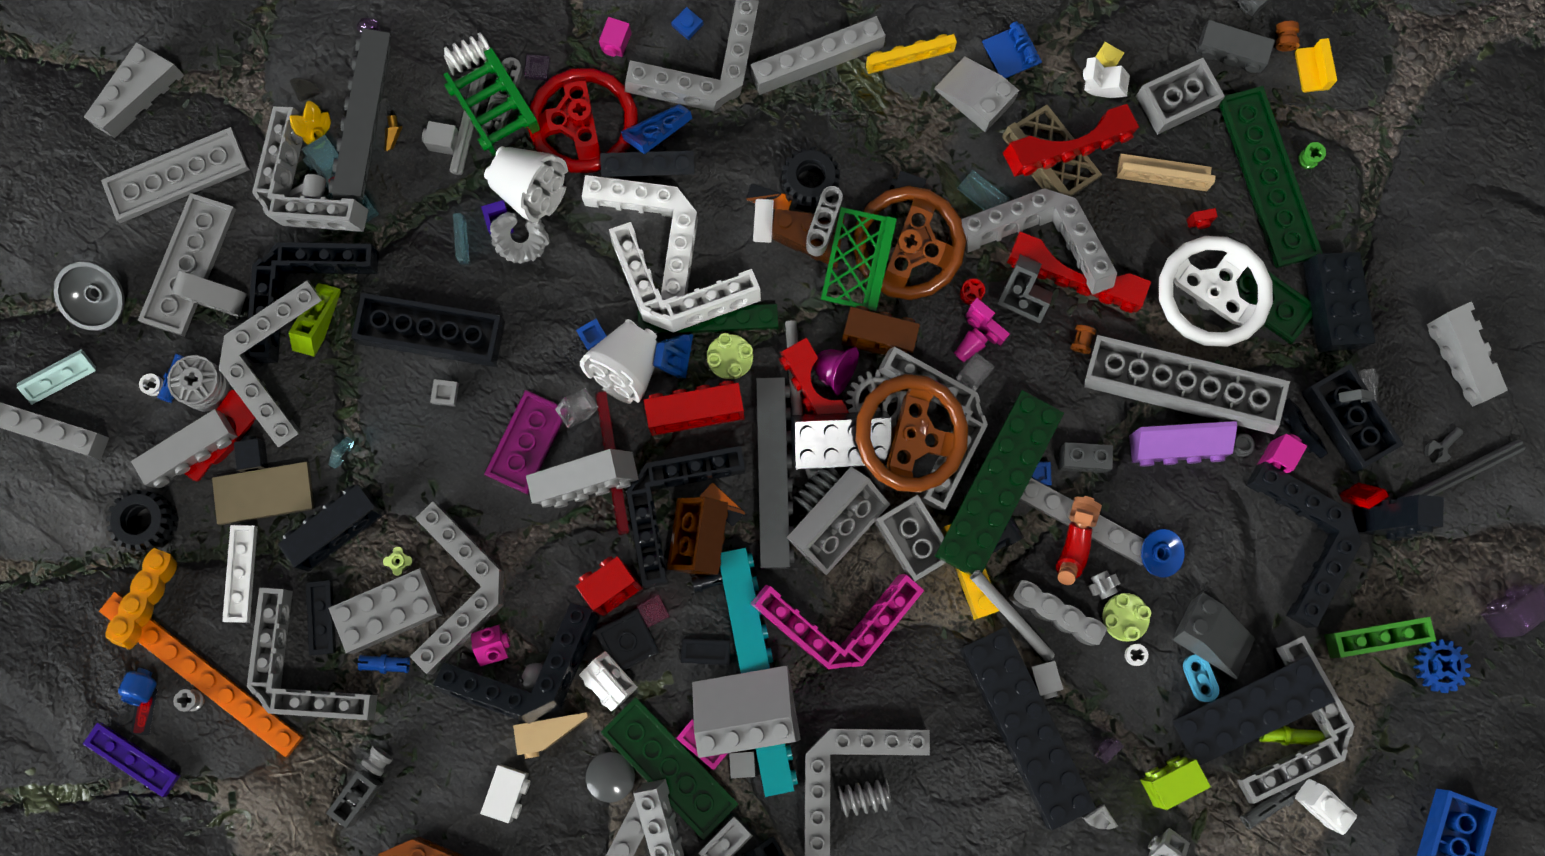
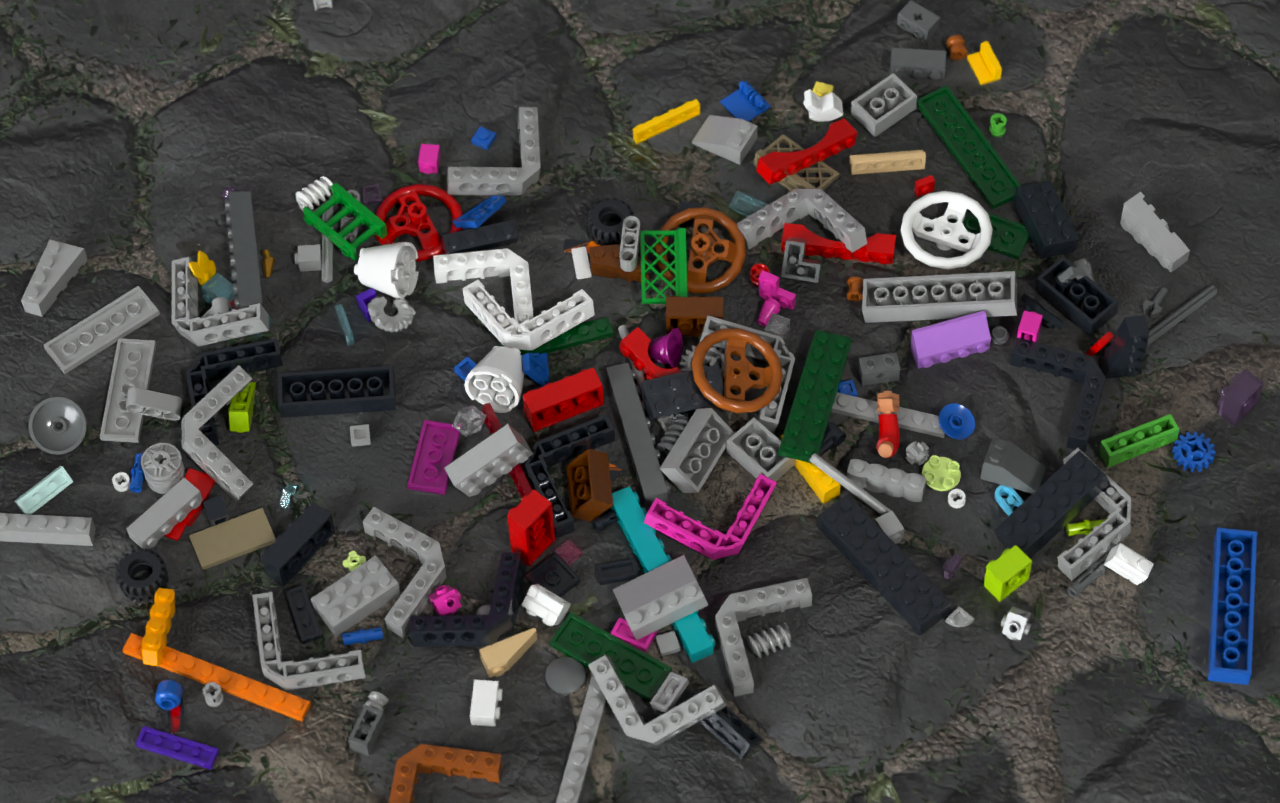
camera: 10 degrees left, 20 degrees down
(240, 573) = (229, 598): white plate -> none
(730, 356) = (580, 358): yellowish green dish -> none
(817, 55) = (593, 137): light grey brick -> none

